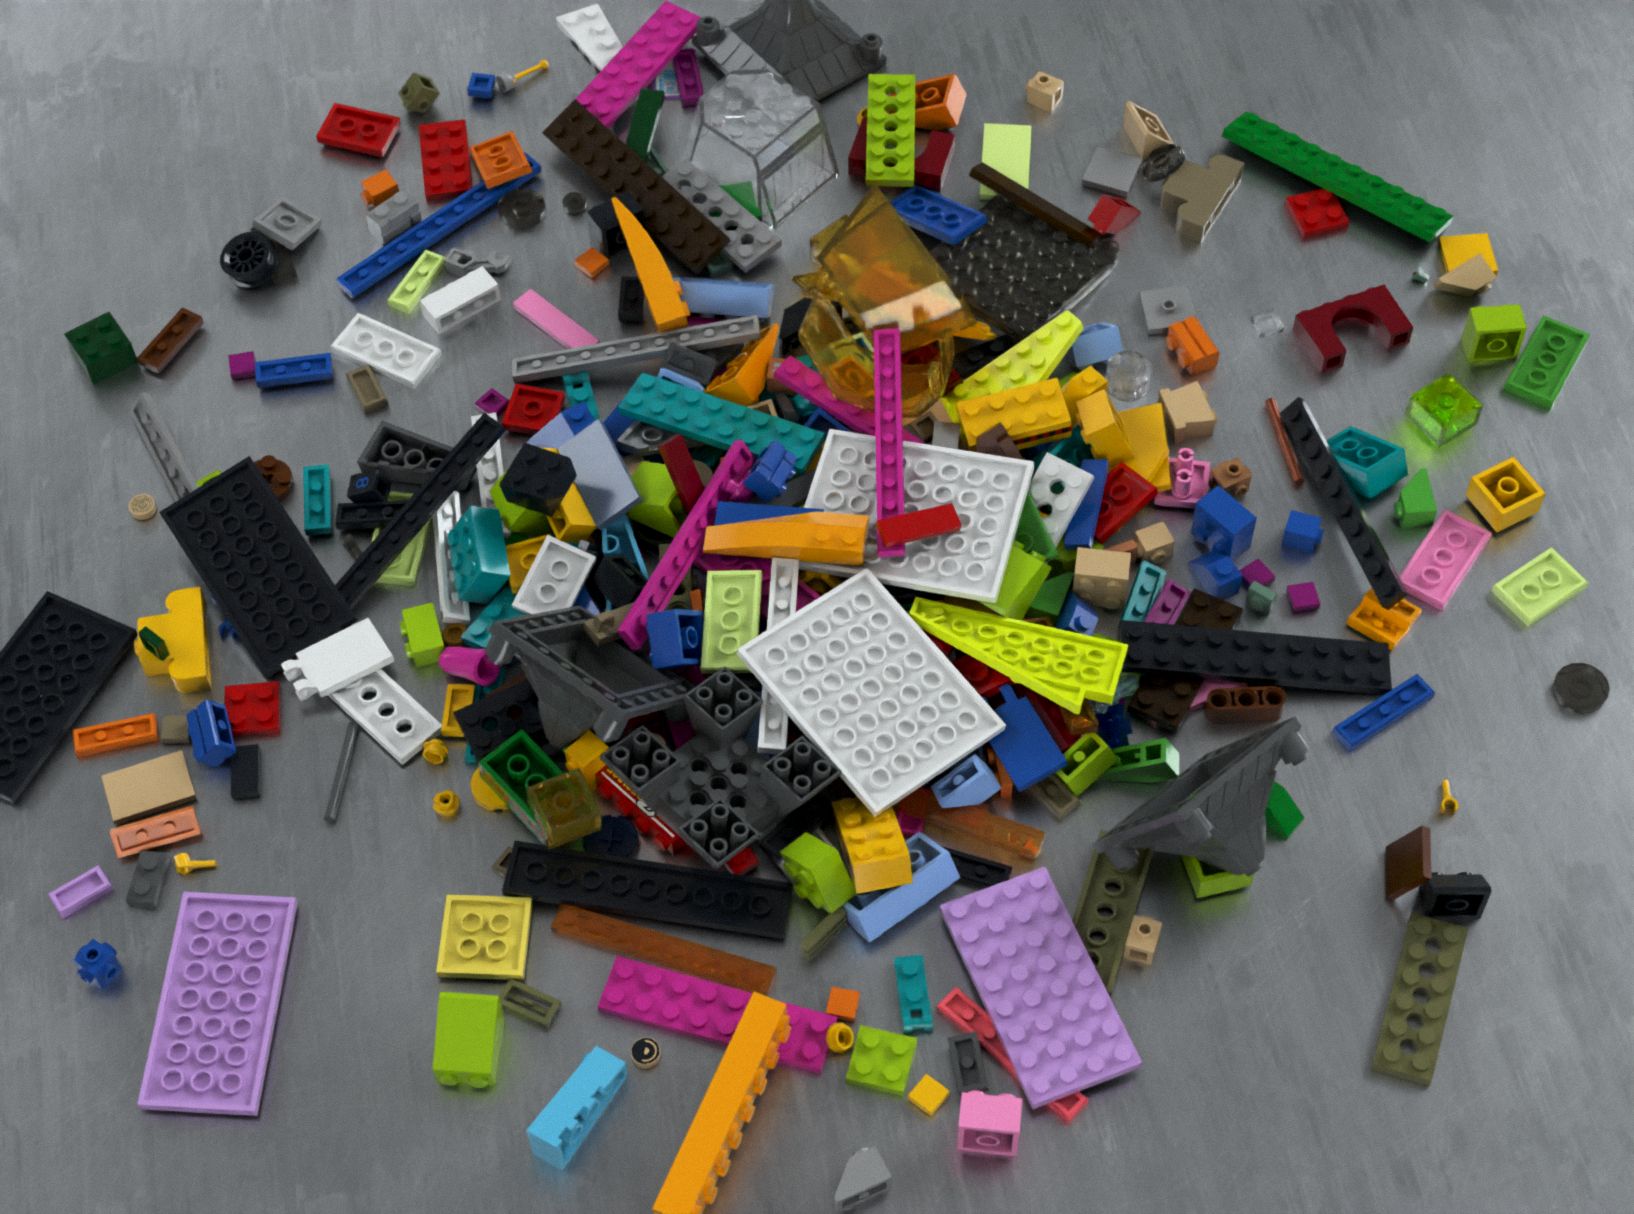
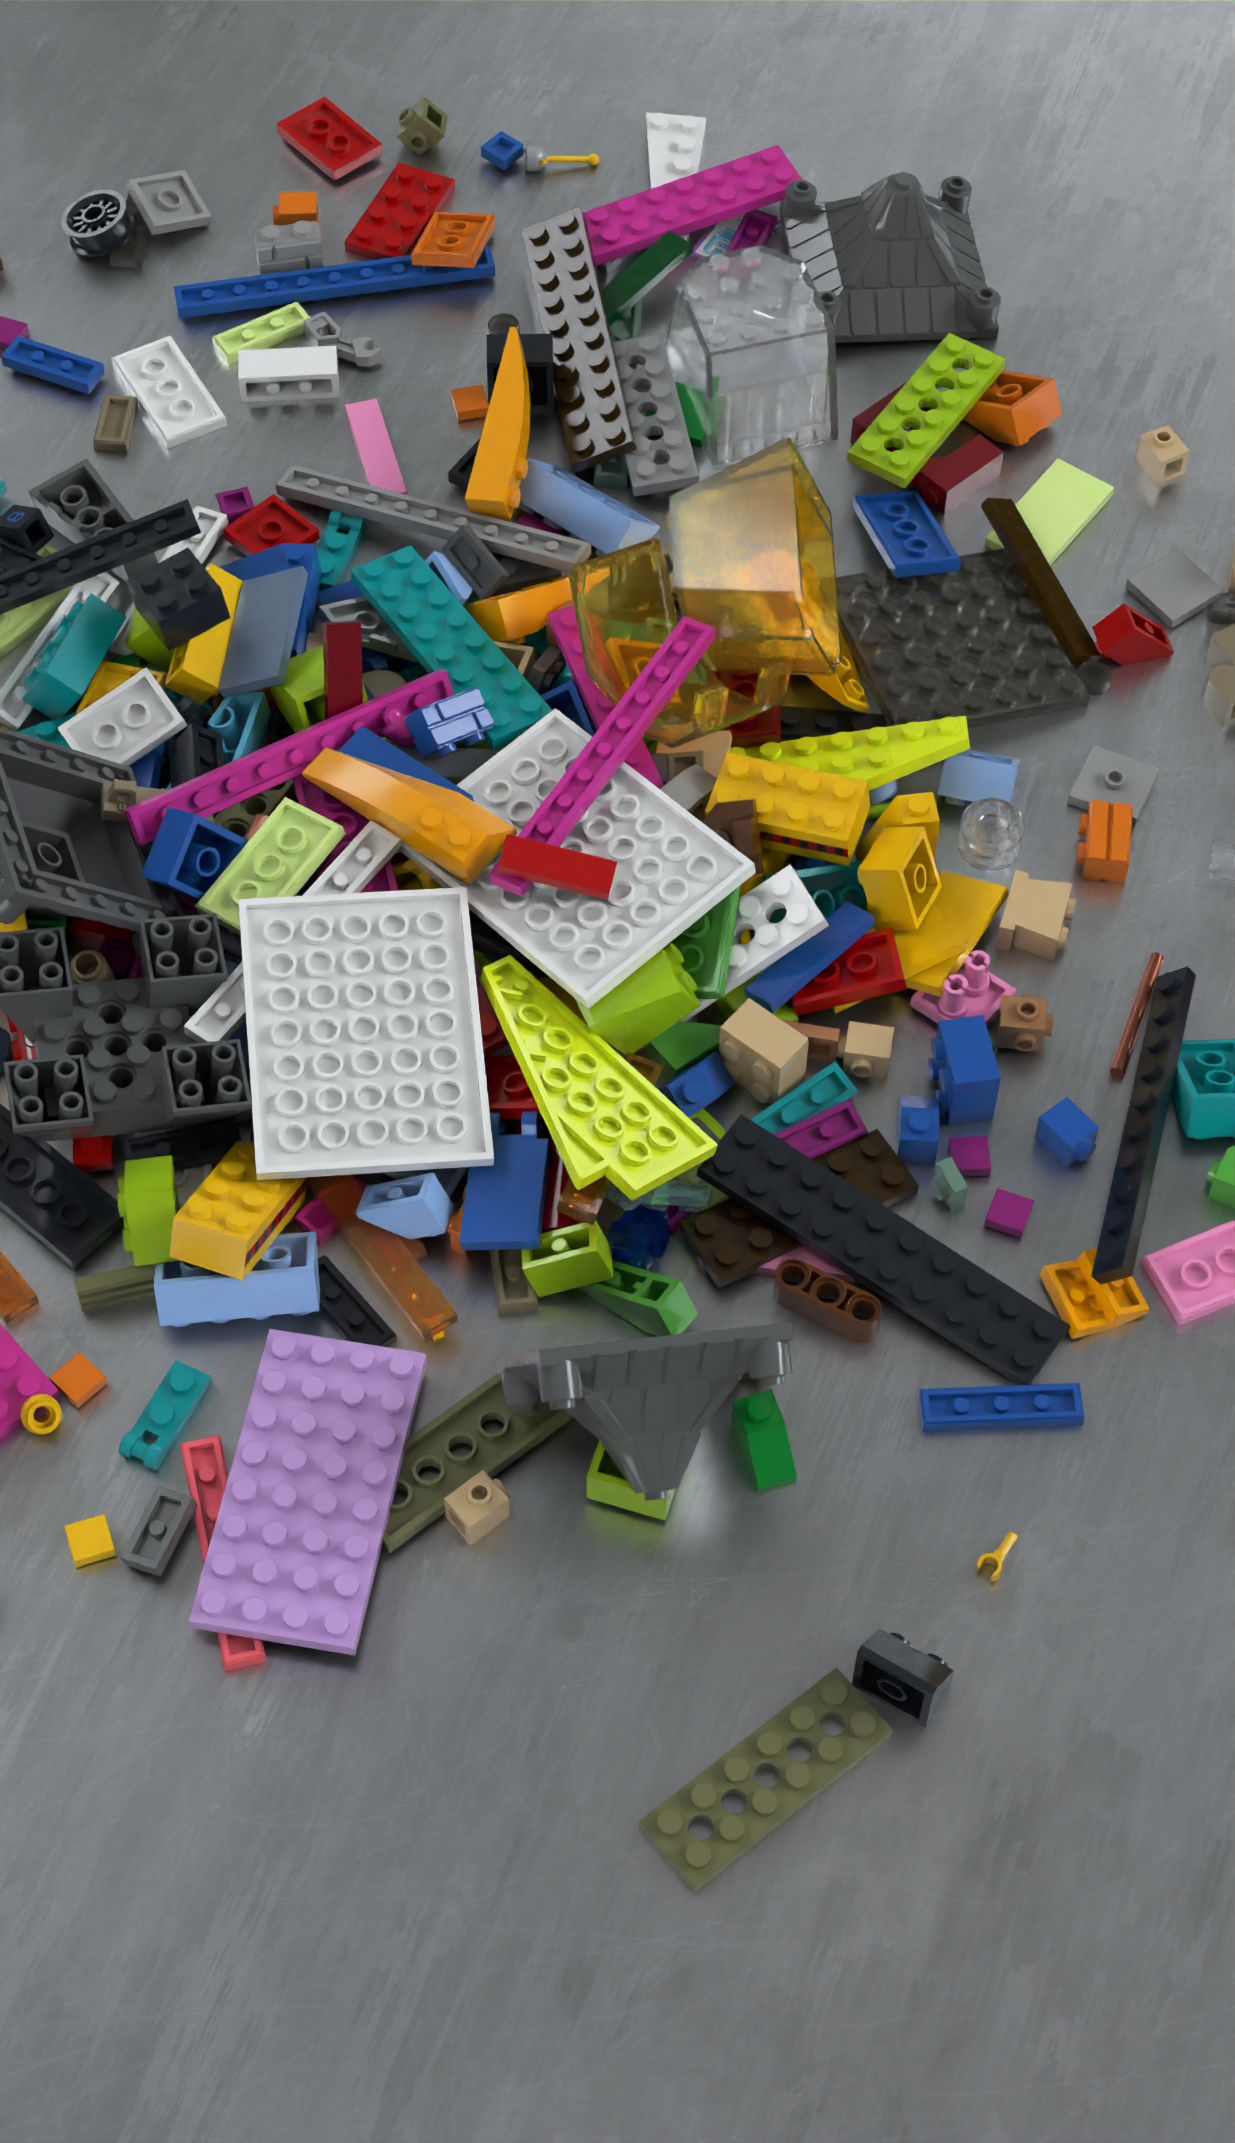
camera: 30 degrees right, 0 degrees up
(521, 209) = (440, 307): clear smoke tile -> none
(881, 1060) = (70, 1469): lime plate -> none
(989, 1123) = (118, 1610): bright pink brick -> none
(1408, 862) = (872, 1602): reddish brown tile -> none

